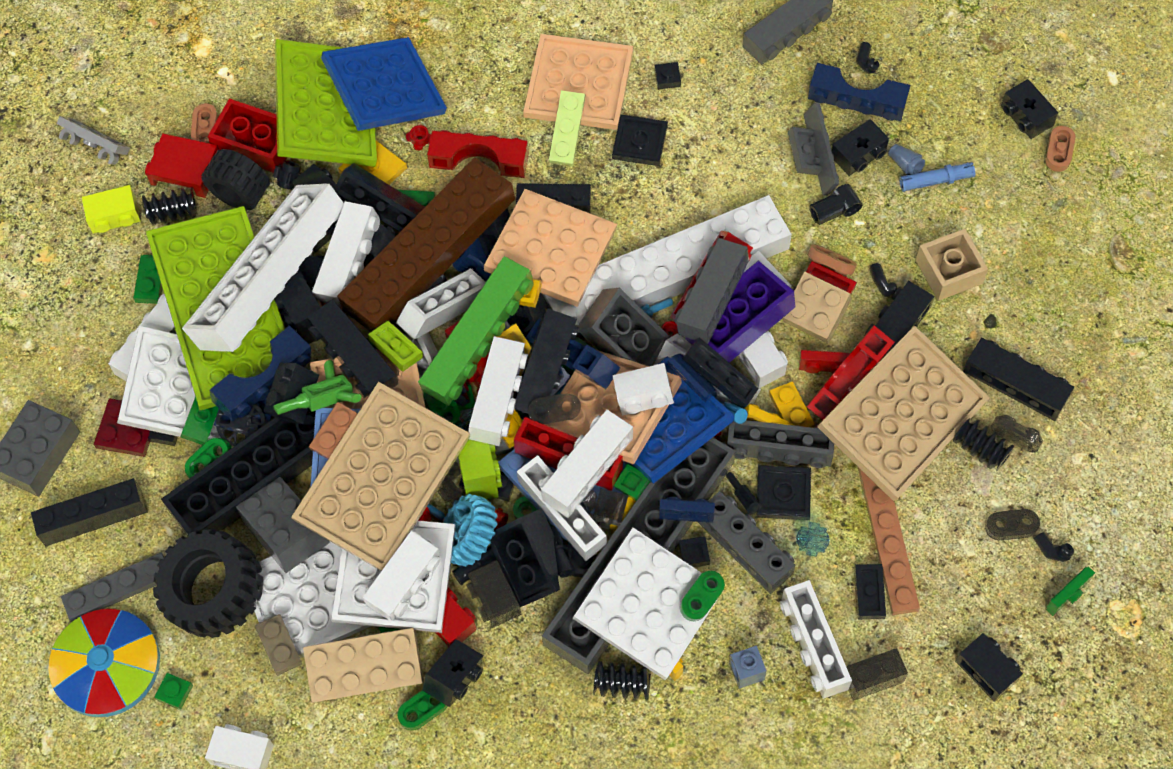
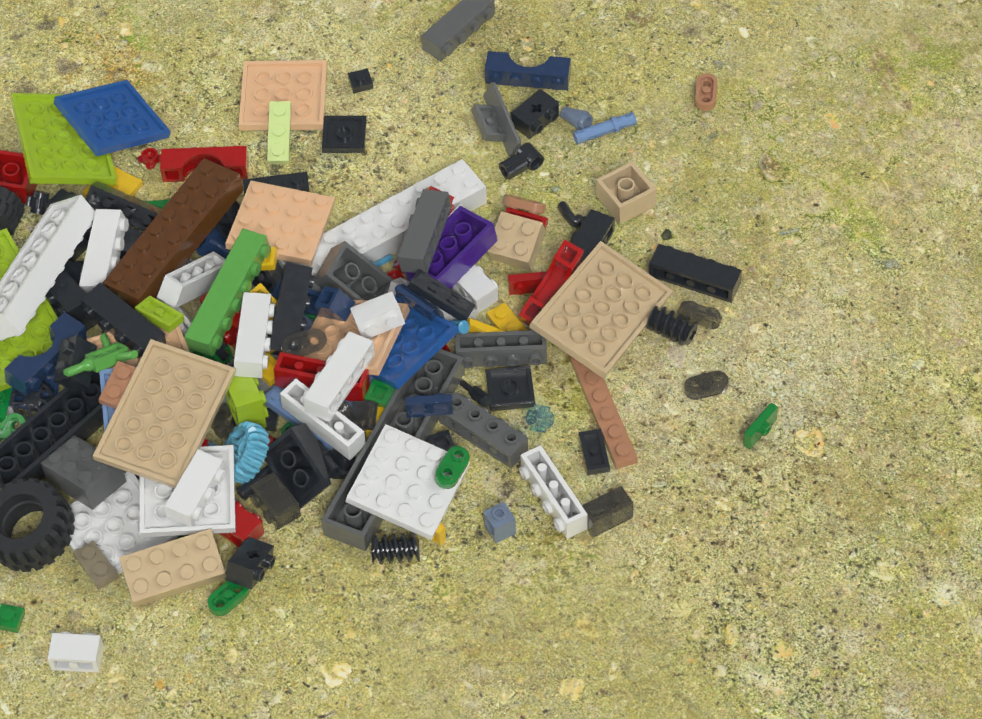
camera: 10 degrees left, 10 degrees down
(864, 61) = (528, 45): black arm -> none
(989, 666) = (701, 492): black brick -> none
(1029, 109) = (675, 64): black brick -> none
(1054, 552) = (741, 399): black arm -> none

